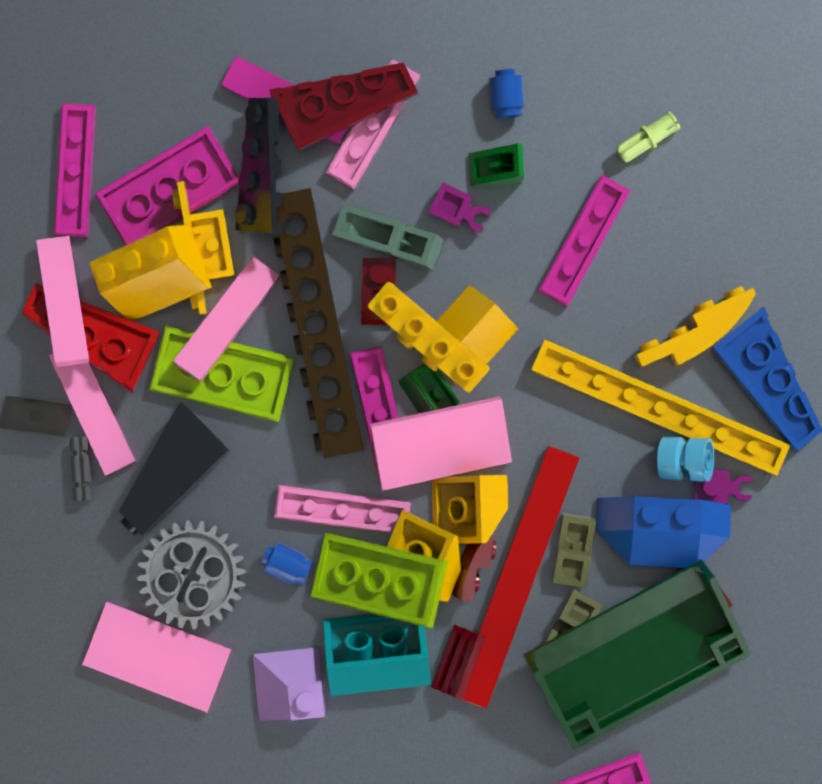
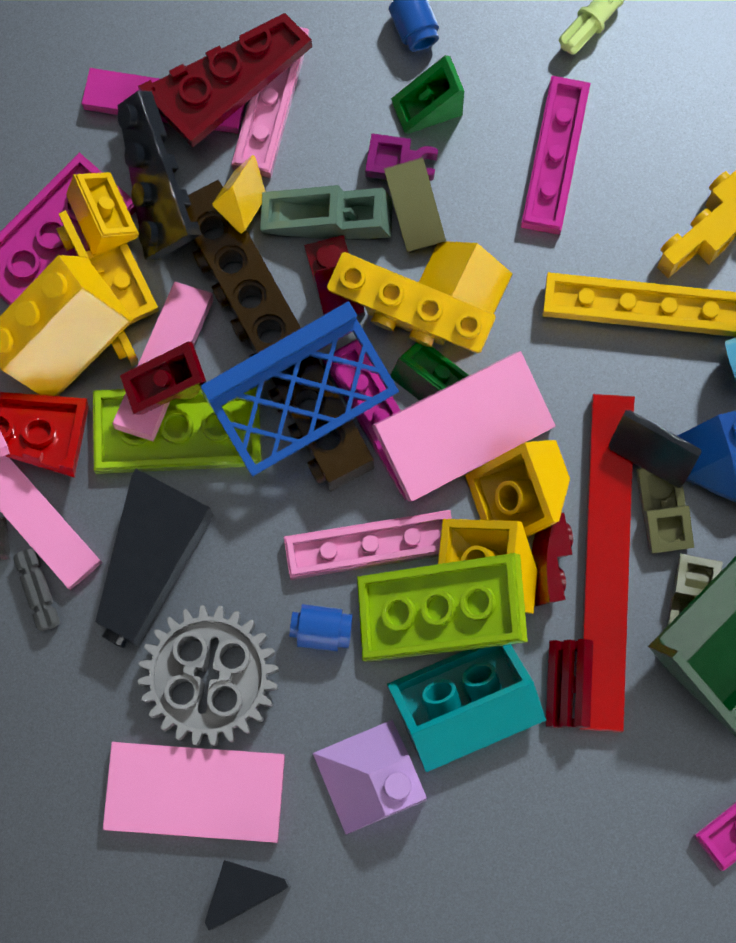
camera: 10 degrees left, 10 degrees down
(171, 739) = (240, 890): none -> black slope
(211, 184) = (100, 211): none -> yellow slope
(220, 342) = (164, 379): none -> dark red slope
(314, 352) = (280, 357): none -> blue fence
(324, 206) = (241, 195): none -> yellow slope
(458, 252) = (415, 204): none -> olive slope
(578, 506) = (654, 448): none -> black slope

